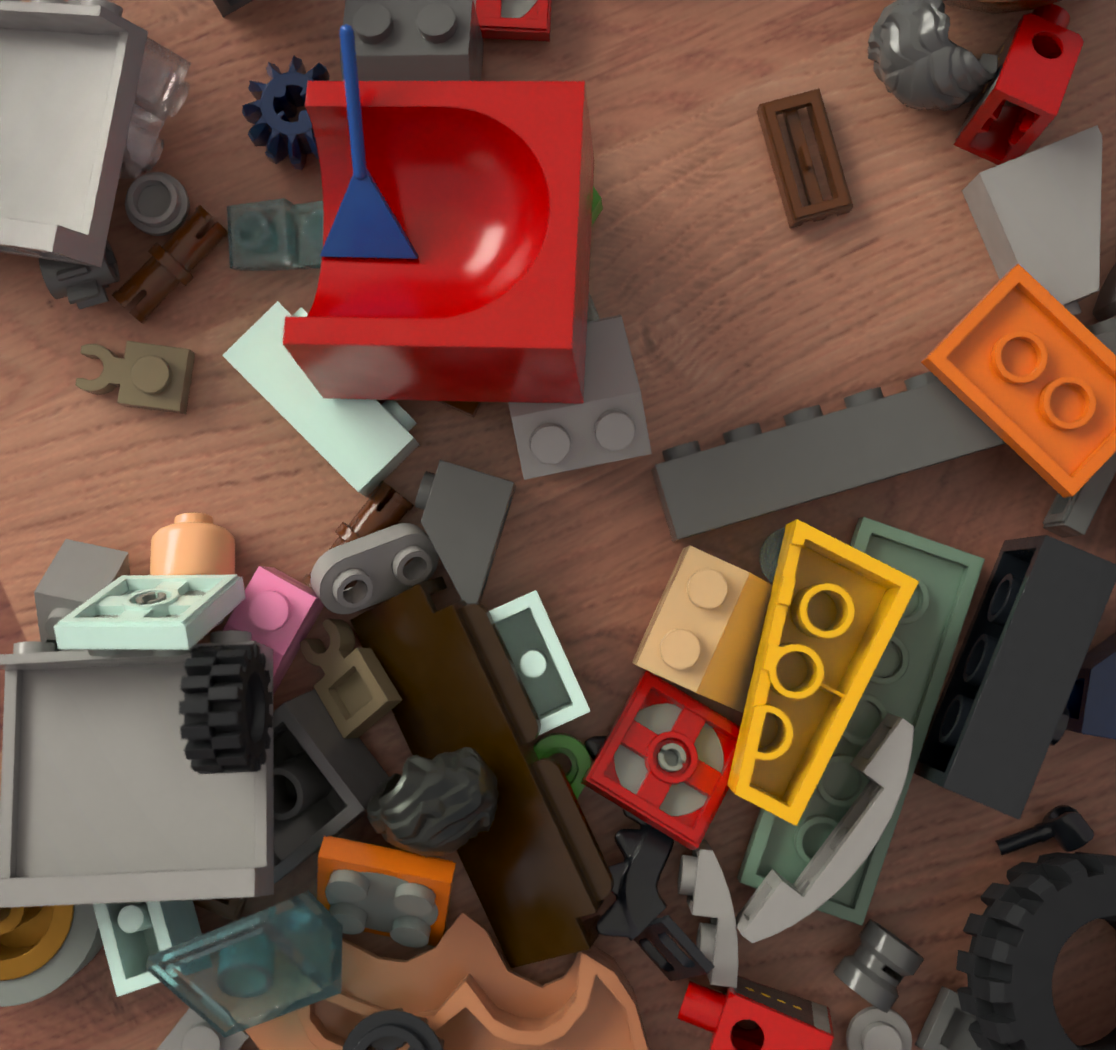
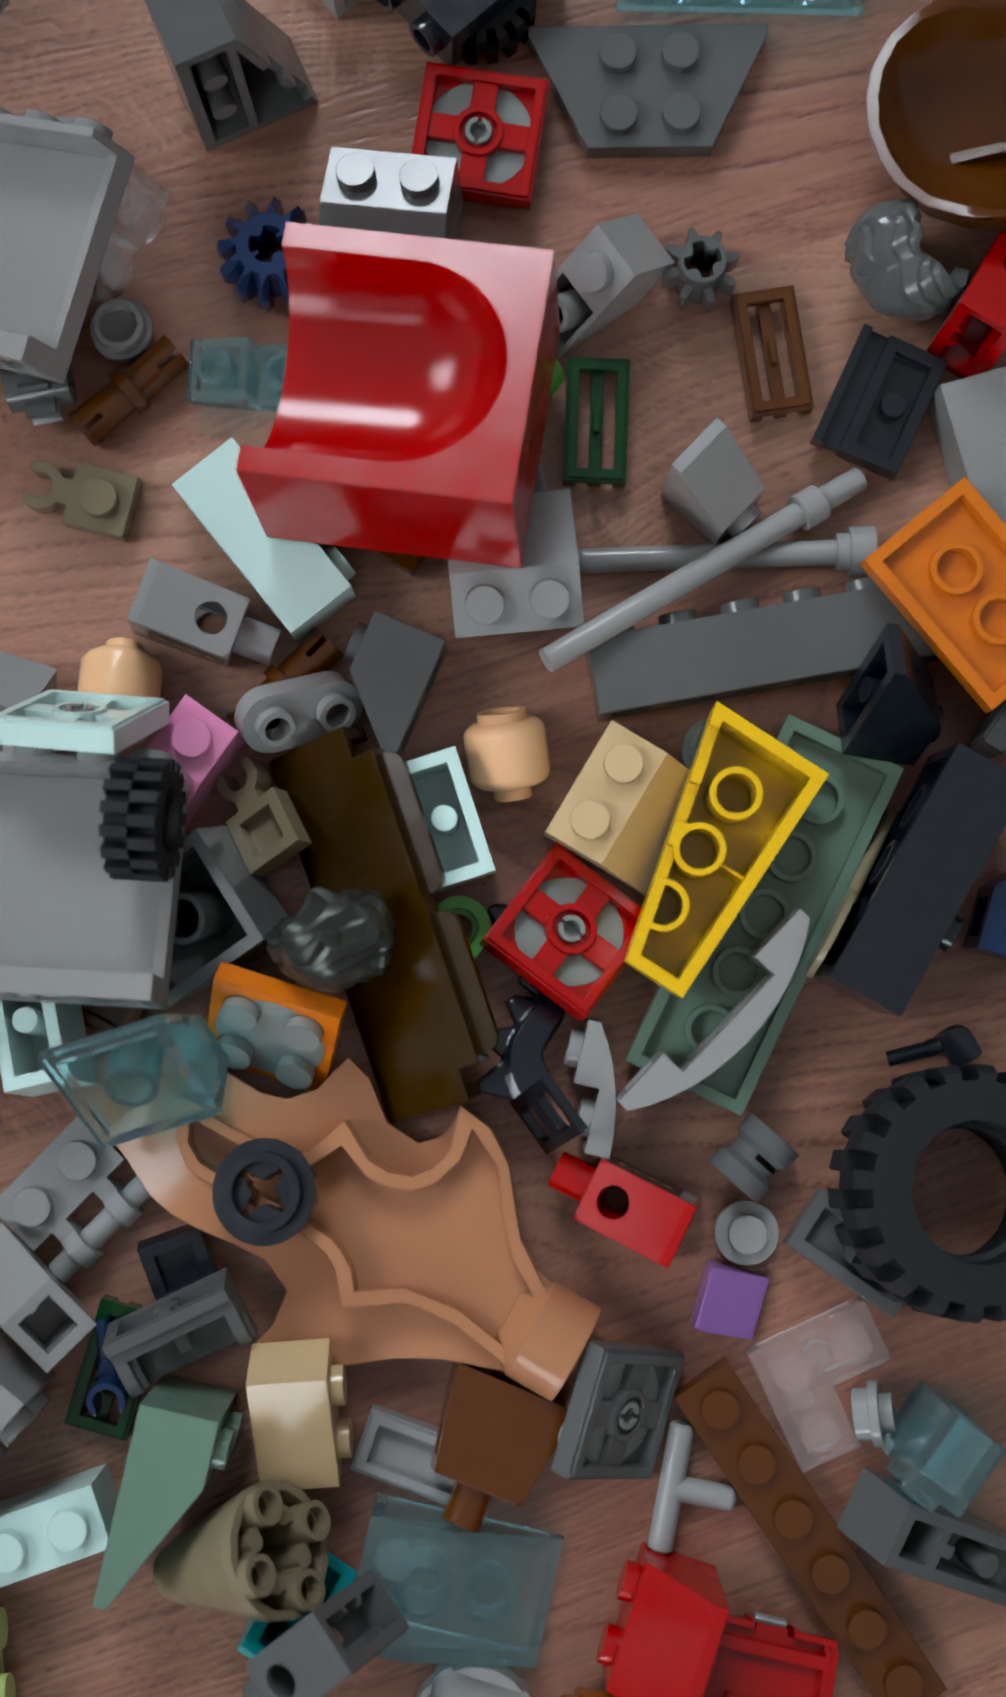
camera: 10 degrees right, 0 degrees up
(235, 479) = (174, 602): none -> light grey torso
(364, 220) = (327, 365): blue piece -> none
(587, 586) = (507, 752): none -> light nougat head
(635, 100) = (606, 278): none -> light grey slope
(641, 297) = (594, 475): none -> dark green tile
(733, 68) = (711, 257): none -> dark grey gear
(766, 297) = (714, 485): none -> light grey slope
(854, 312) = (802, 511): none -> light grey bar
(901, 348) = (843, 552): none -> light grey piece
(917, 195) = (879, 402): none -> black plate
(944, 713) = (852, 894): none -> dark tan piece
(964, 497) = (890, 703): none -> black slope

